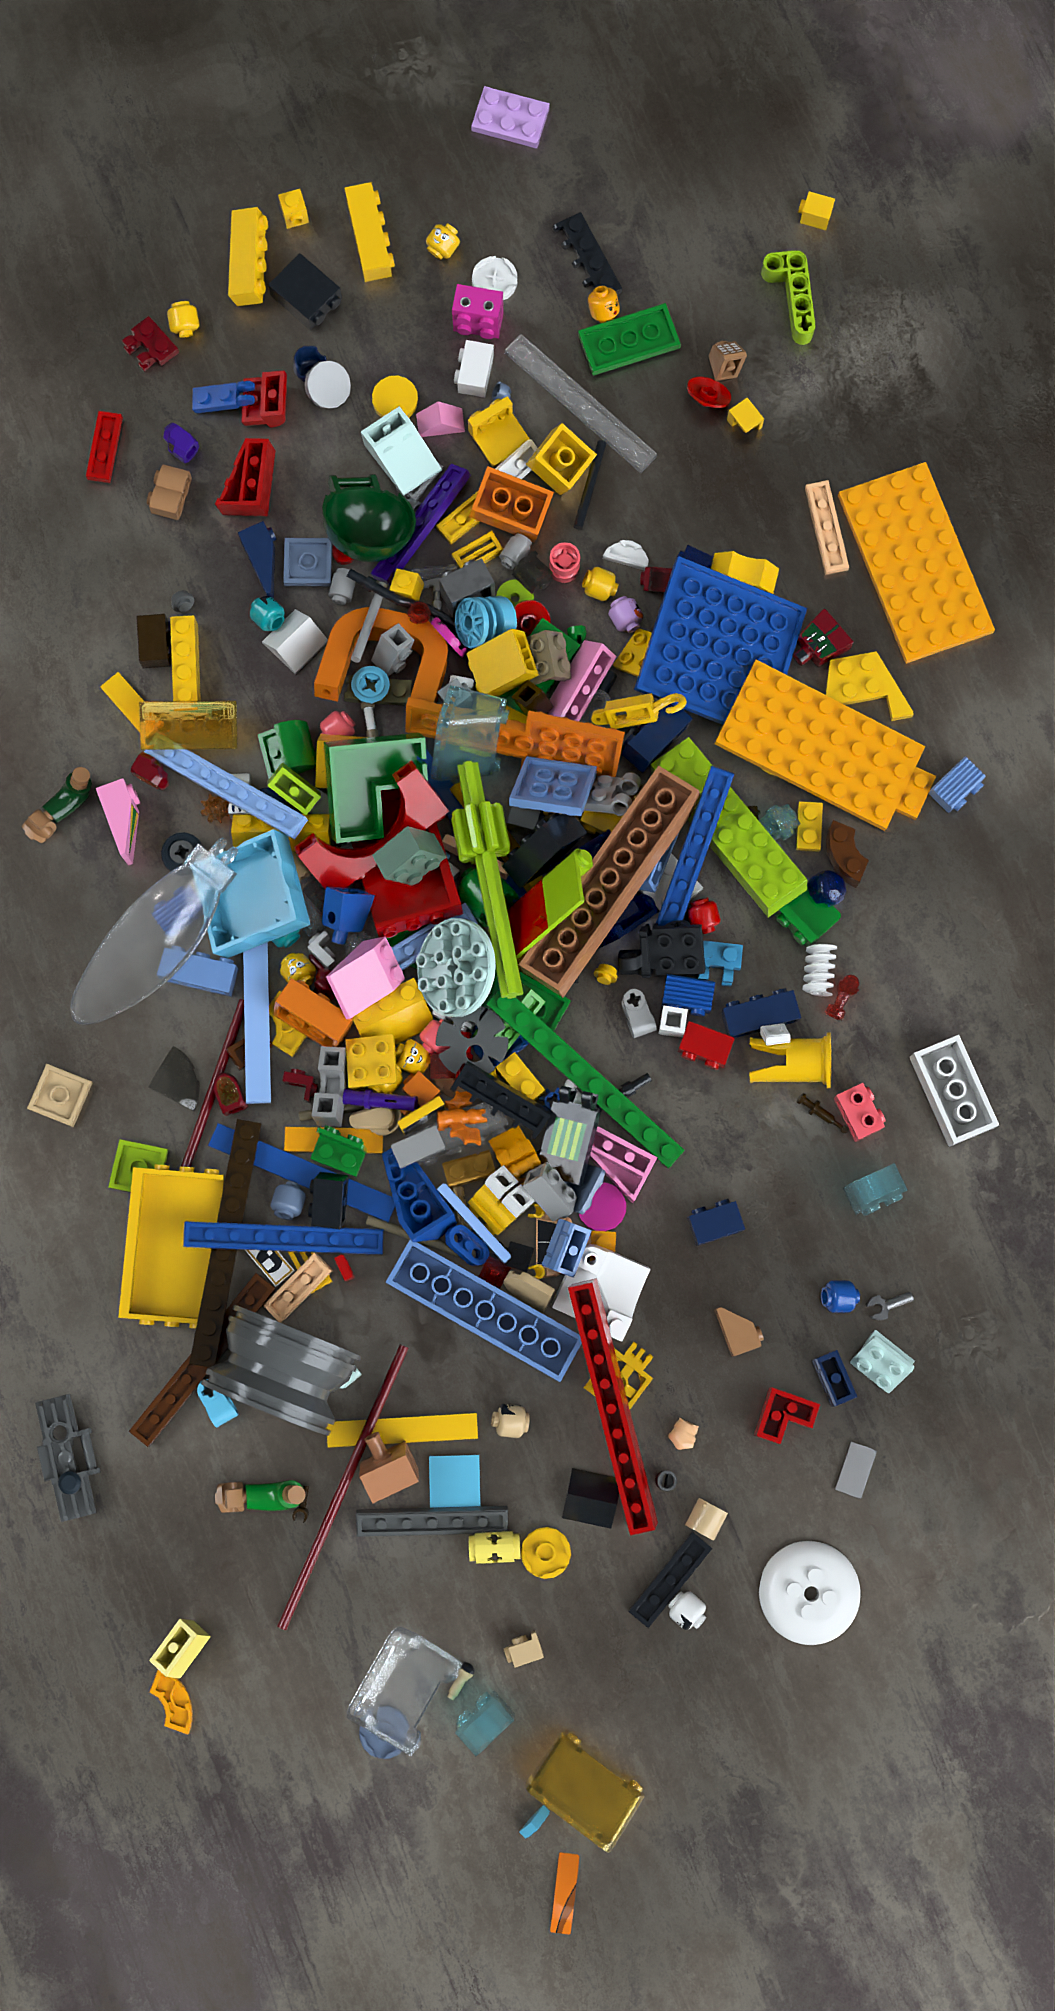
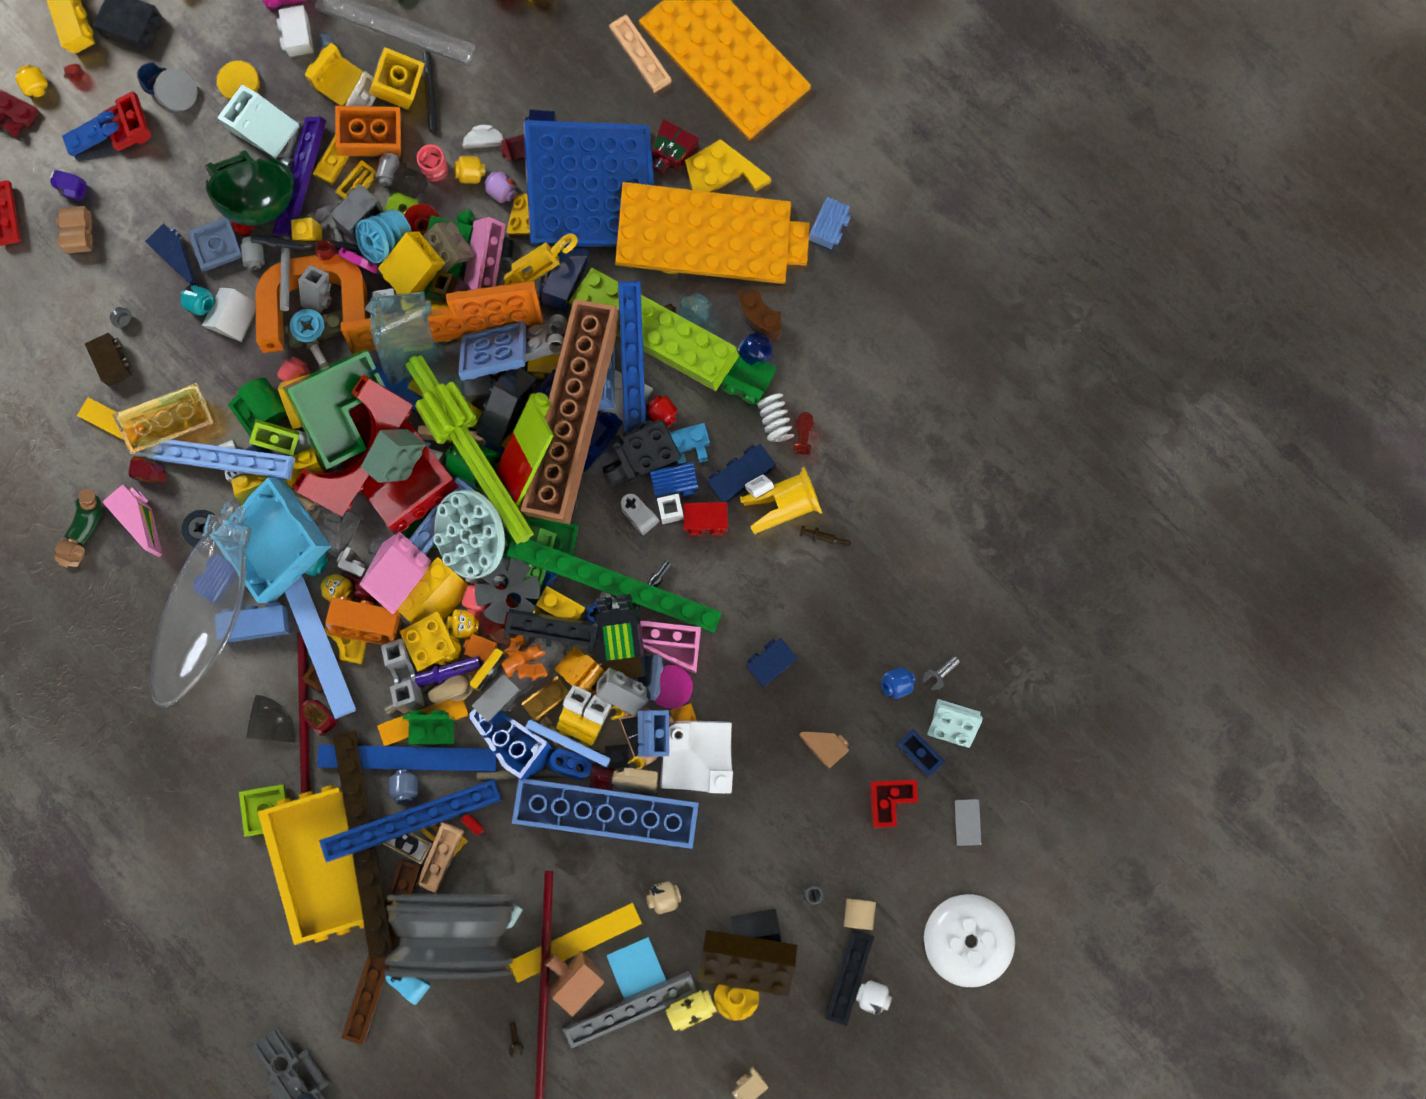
camera: 20 degrees left, 0 degrees up
(59, 1095) = (173, 774): tan tile -> none
(185, 658) = (140, 363): yellow brick -> none
(216, 814) = (217, 484): clear orange gear -> none
(229, 326) = (73, 72): none -> clear red plate
(250, 482) = (140, 194): red wedge -> none
(263, 1497) = (475, 1048): piece -> none
(298, 1078) = (373, 680): dark red bracket -> none
(329, 1200) = (437, 772): black brick -> none
(345, 911) = (357, 523): blue torso -> none
(440, 420) = (283, 84): bright pink slope -> none
(571, 1522) = (747, 963): none -> dark brown brick
(605, 974) = (599, 491): yellow plate -> none
(613, 1406) = (744, 851): red brick -> none
(633, 1363) = (747, 808): yellow piece -> none
(683, 1434) = (813, 850): light nougat arm -> none
(751, 571) = (590, 111): yellow brick -> none
(809, 831) = (722, 304): yellow plate -> none
(859, 1111) = (854, 523): coral brick -> none
(879, 1187) = (894, 580): clear light blue brick -> none
(954, 1090) = (925, 475): white brick -> none

